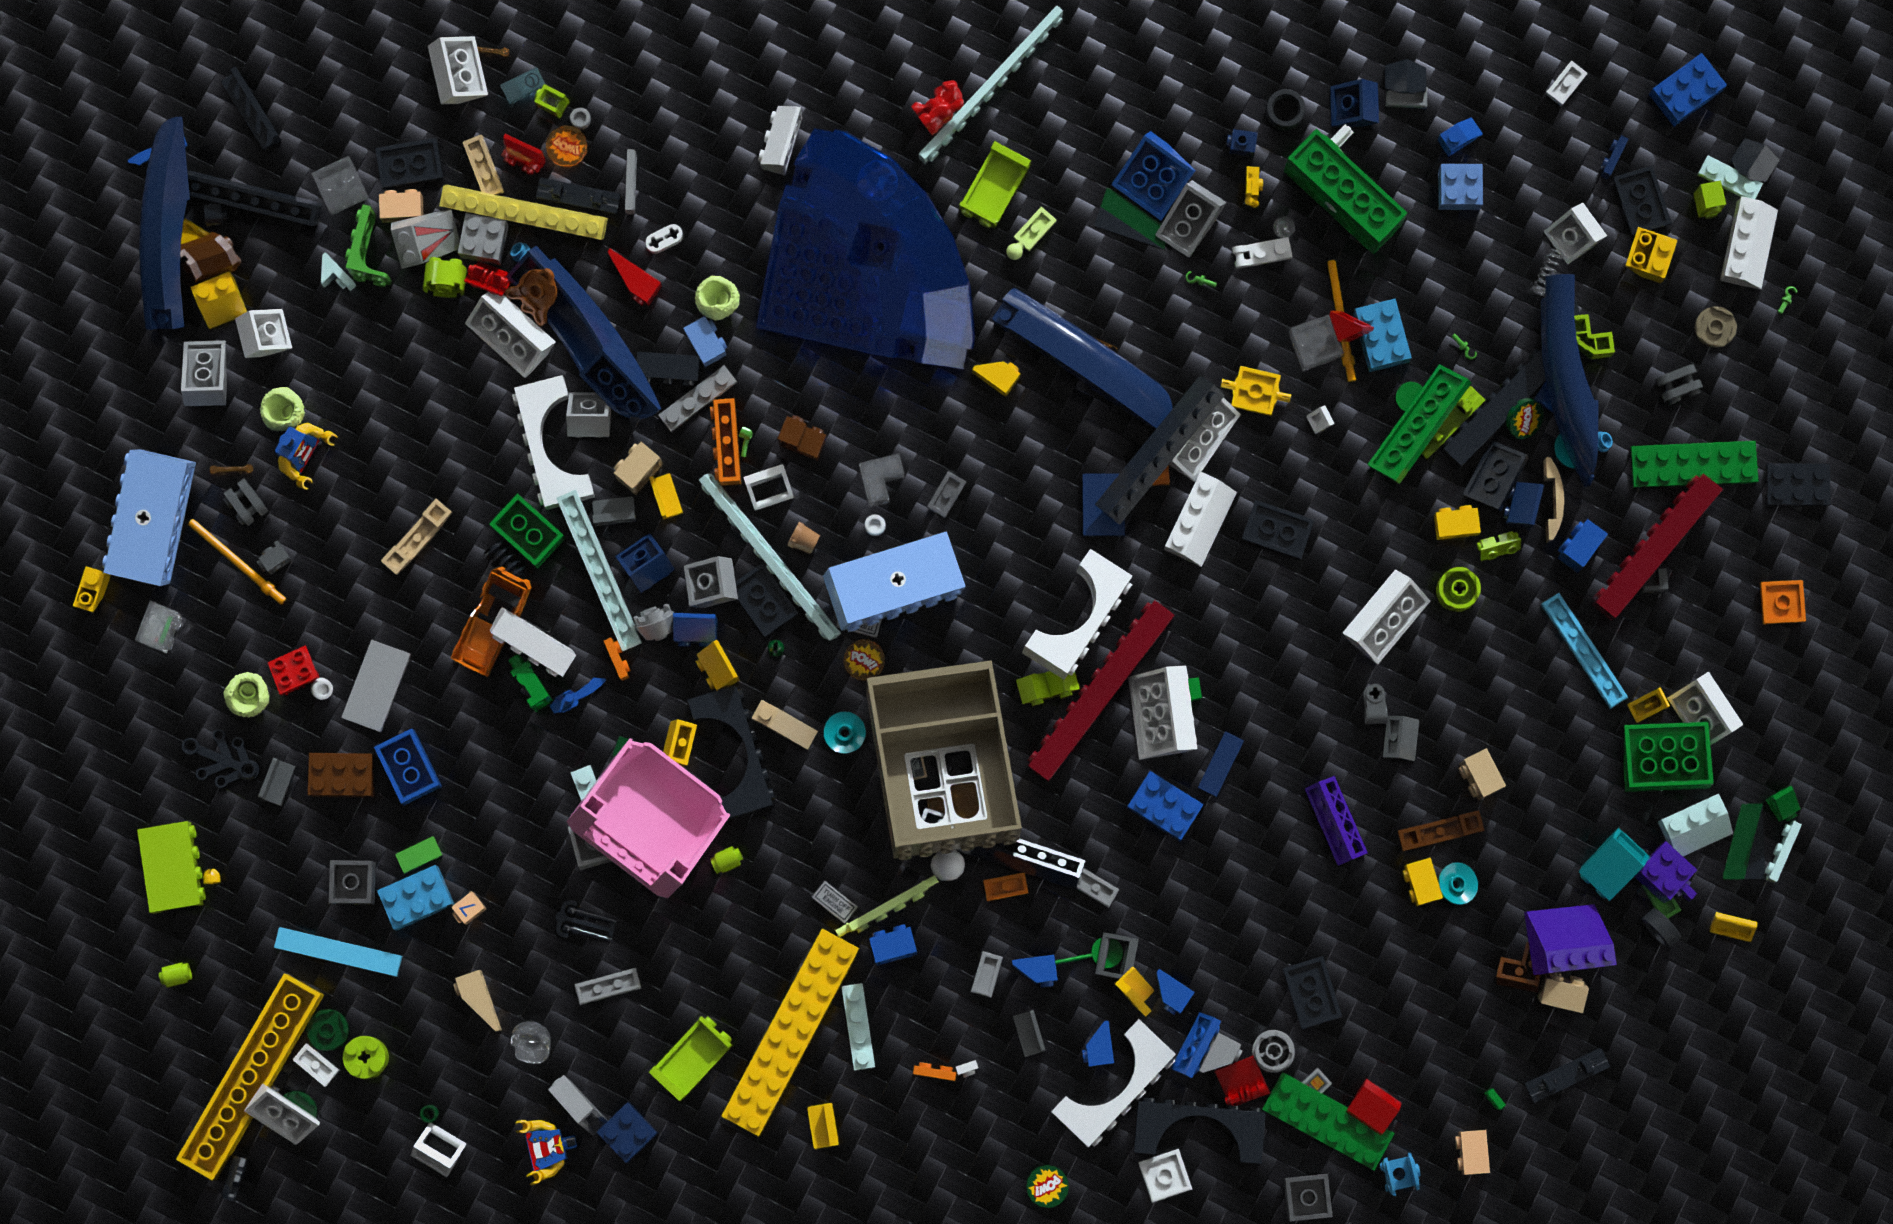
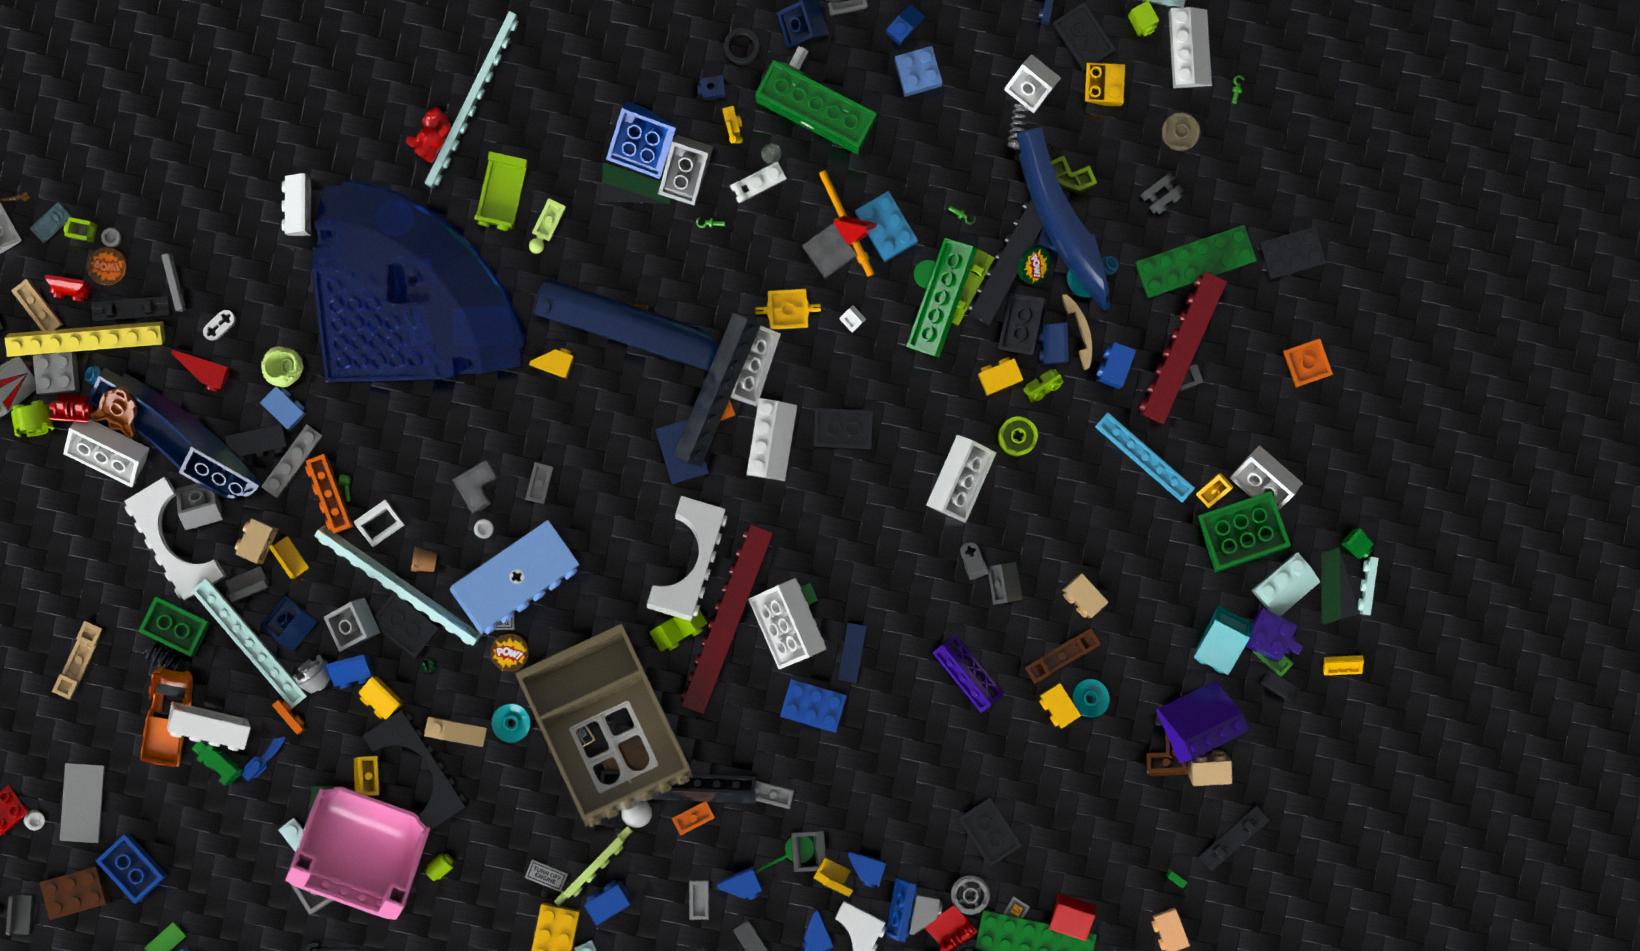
camera: 20 degrees left, 5 degrees up
(800, 438) = (395, 471): reddish brown brick -> none

